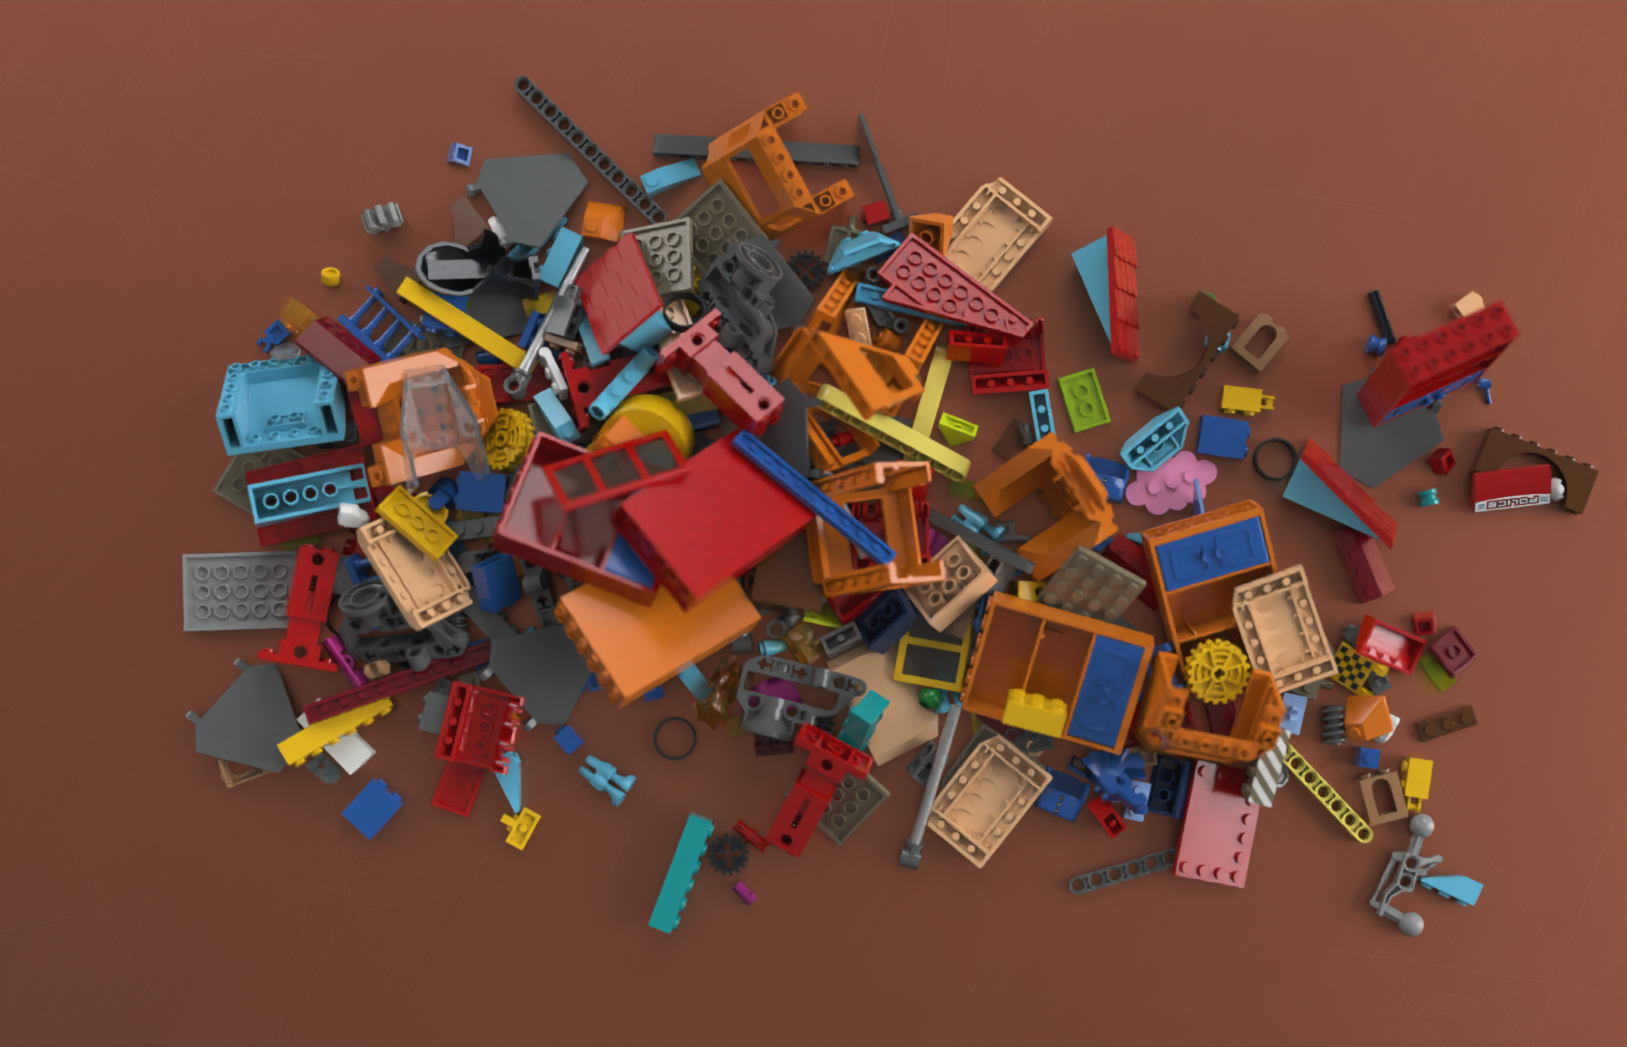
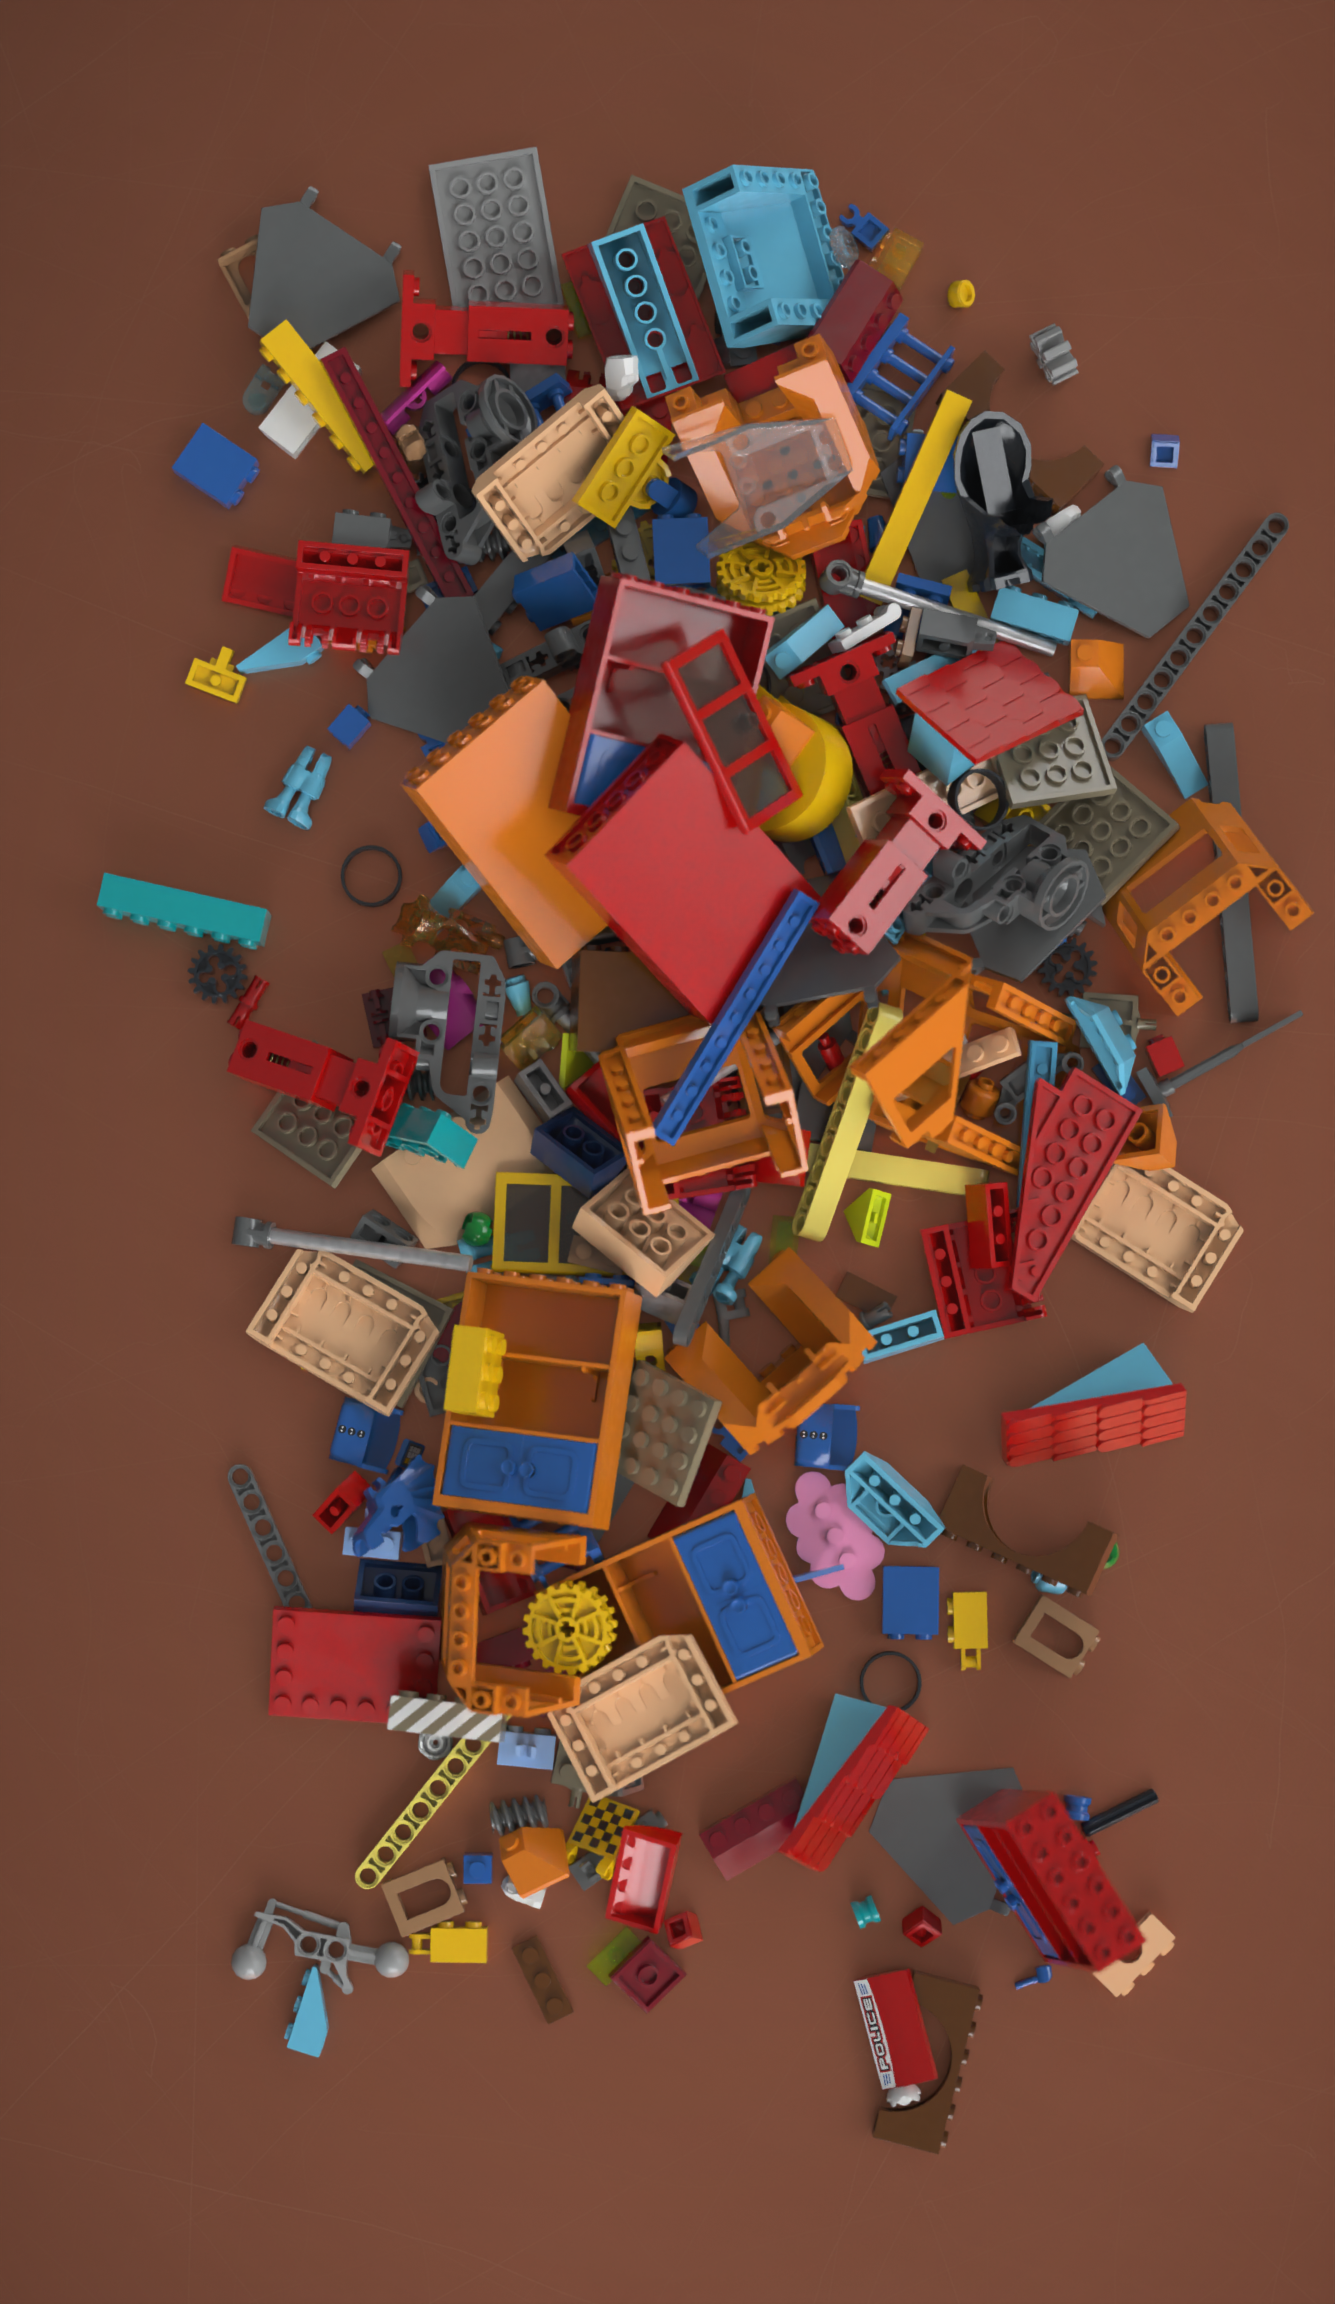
camera: 90 degrees right, 0 degrees up
(623, 383) = (861, 727): medium azure plate -> none
(744, 893) = (166, 1004): magenta pin -> none
(1084, 400) = (937, 1394): lime tile -> none

